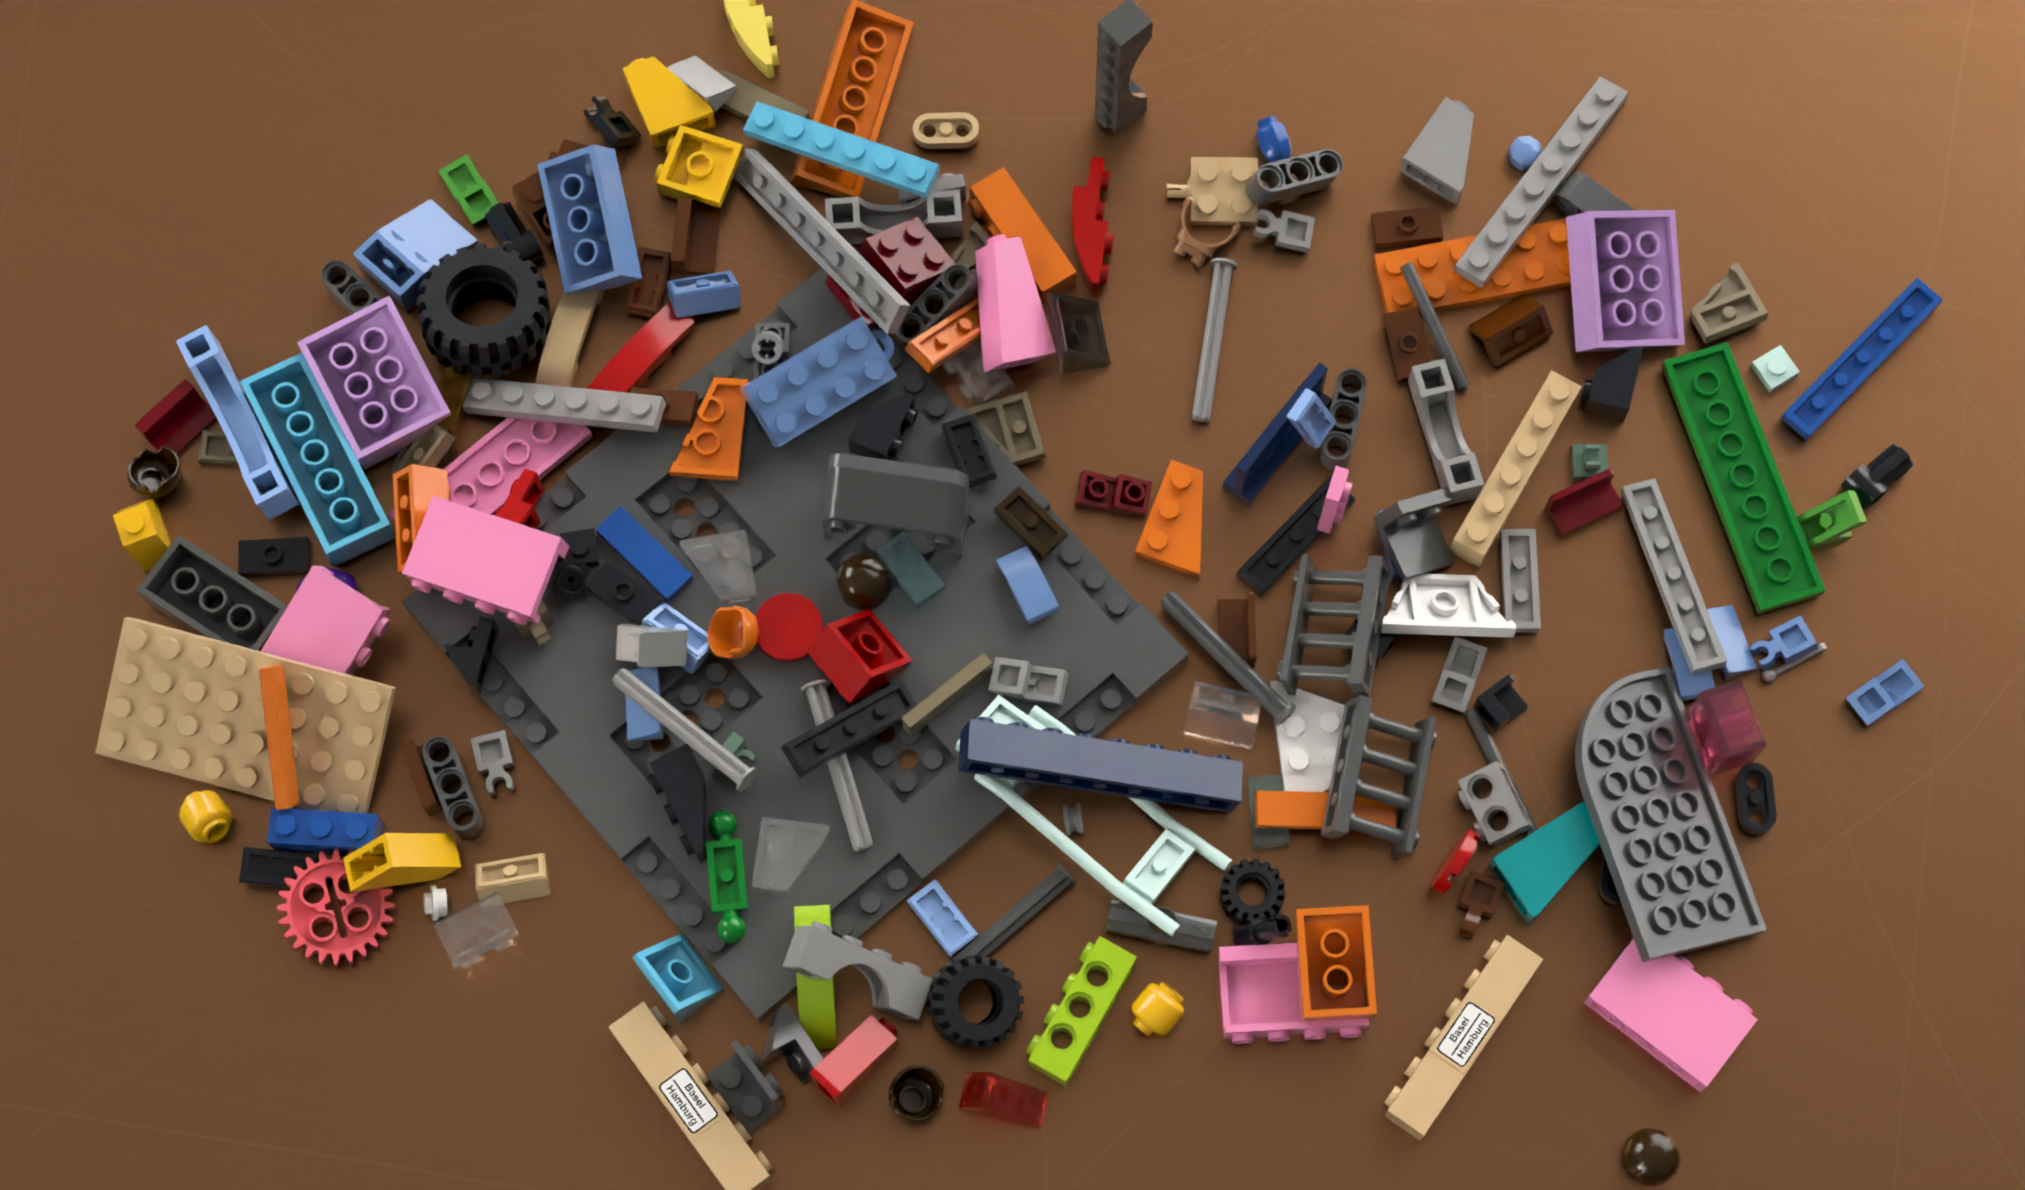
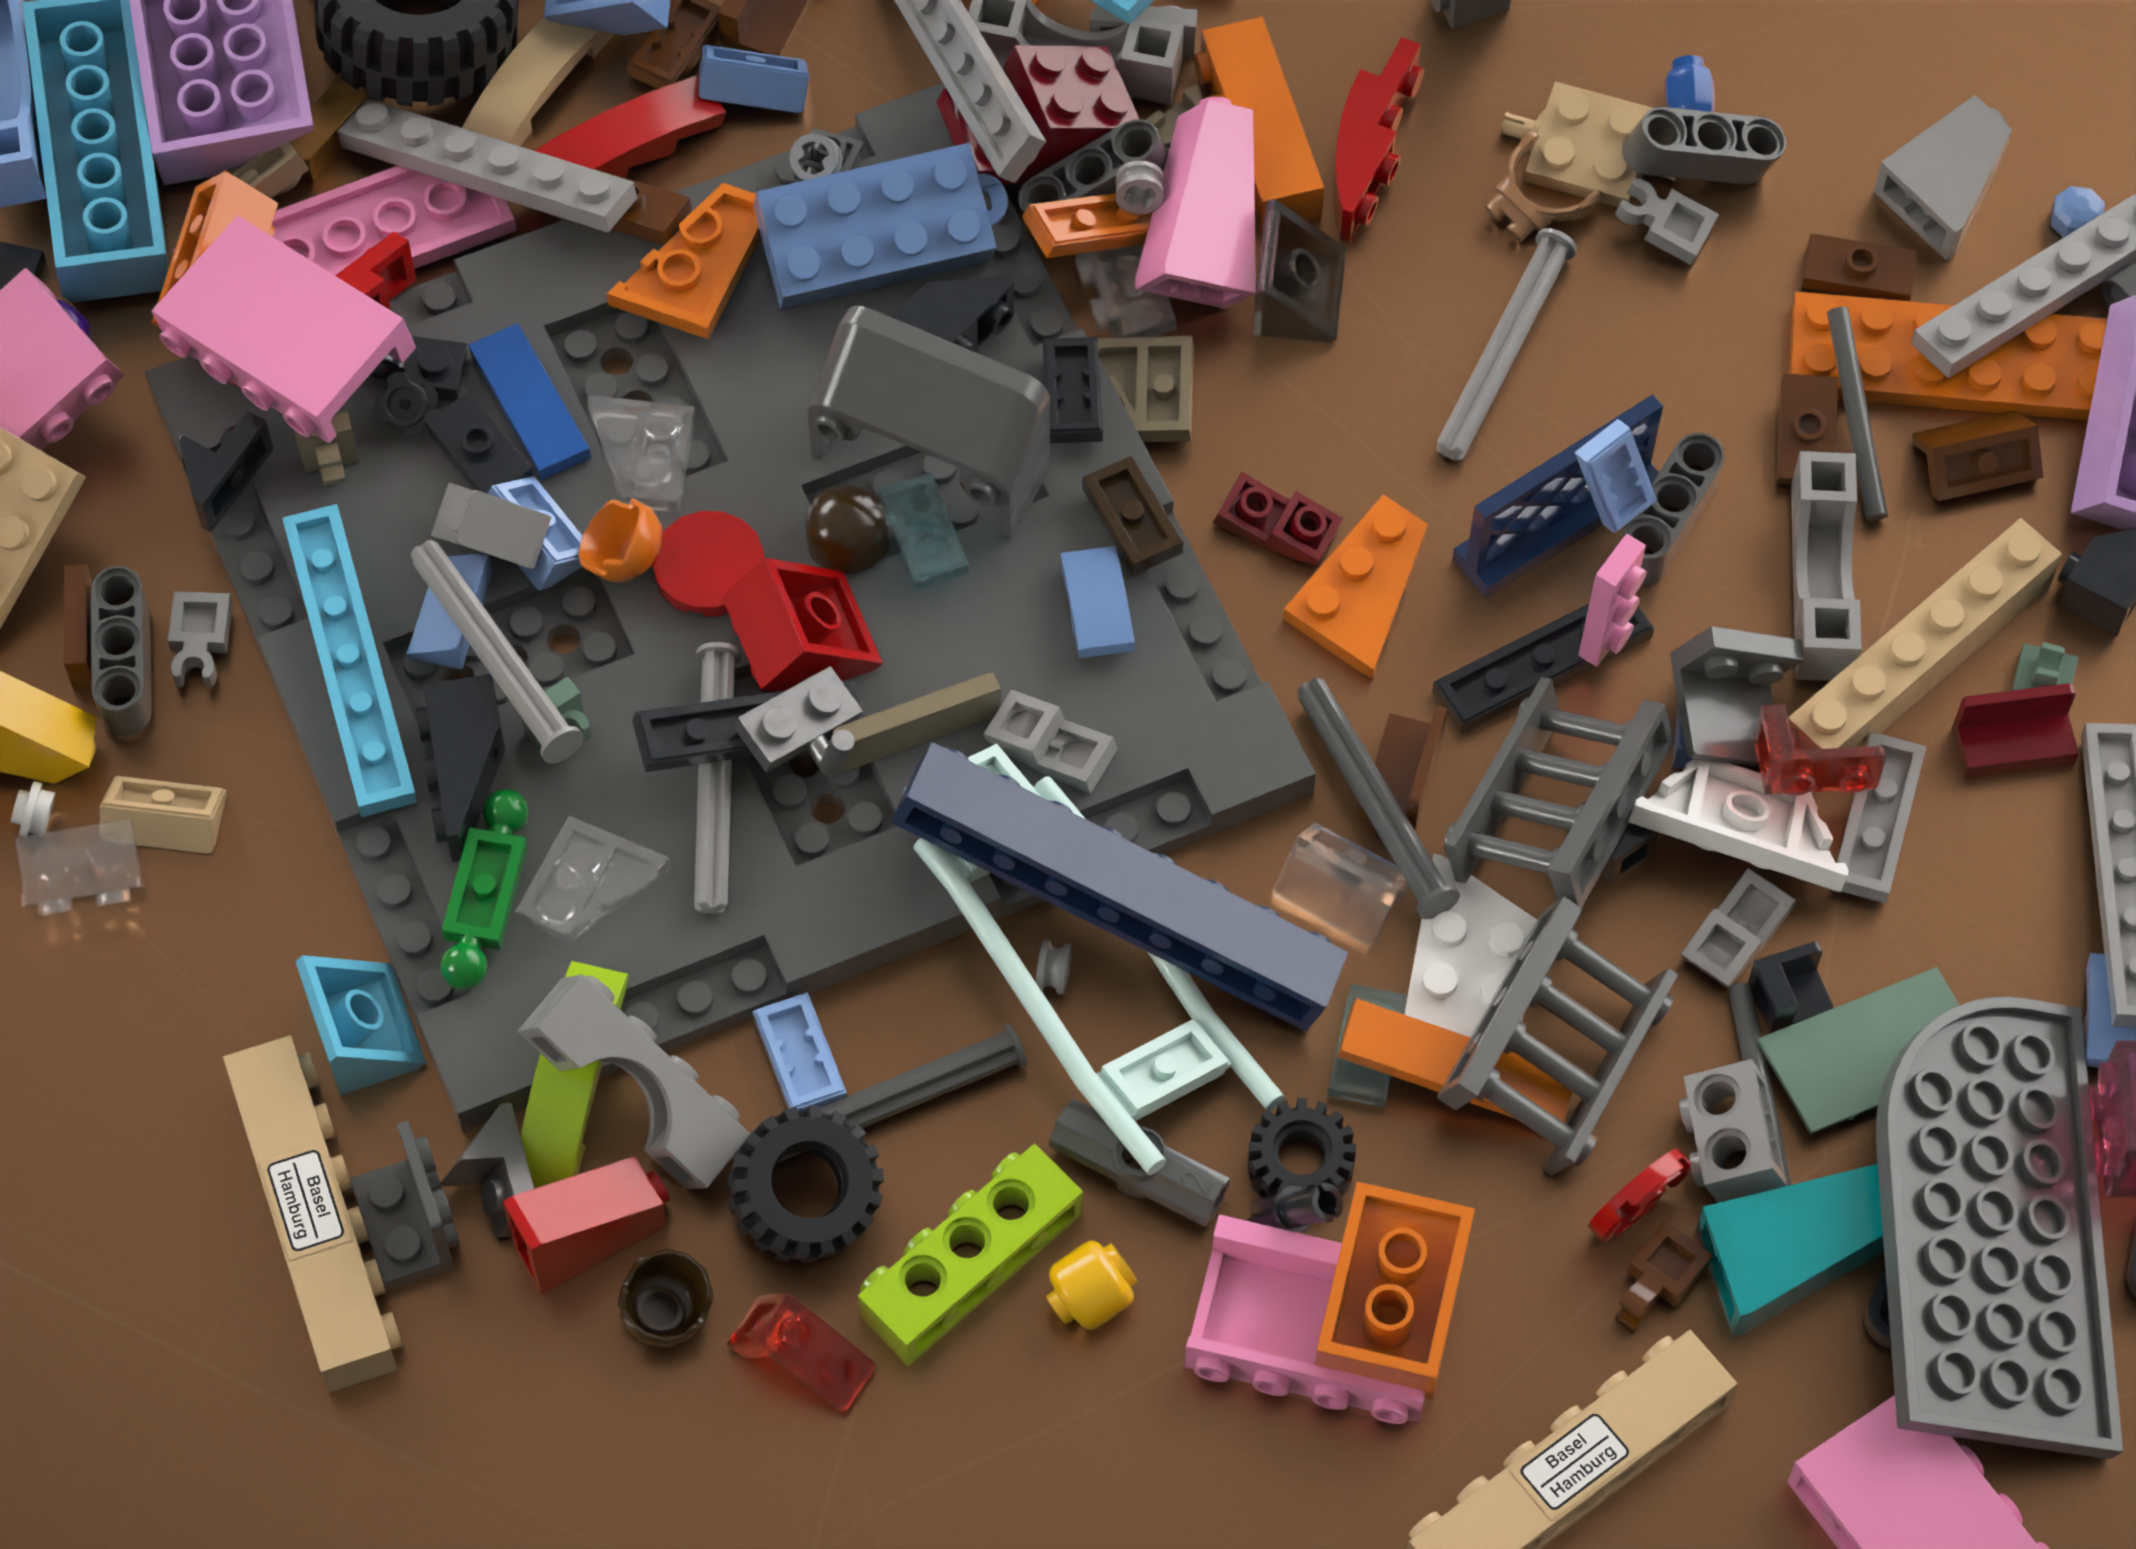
camera: 15 degrees right, 10 degrees down
(595, 755) = (349, 661): none -> medium azure plate
(881, 718) = (802, 722): none -> flat silver plate
(968, 308) = (1139, 187): none -> light grey bush
(1460, 571) = (1798, 771): none -> clear red bracket
(1546, 733) = (1842, 1056): none -> sand green window

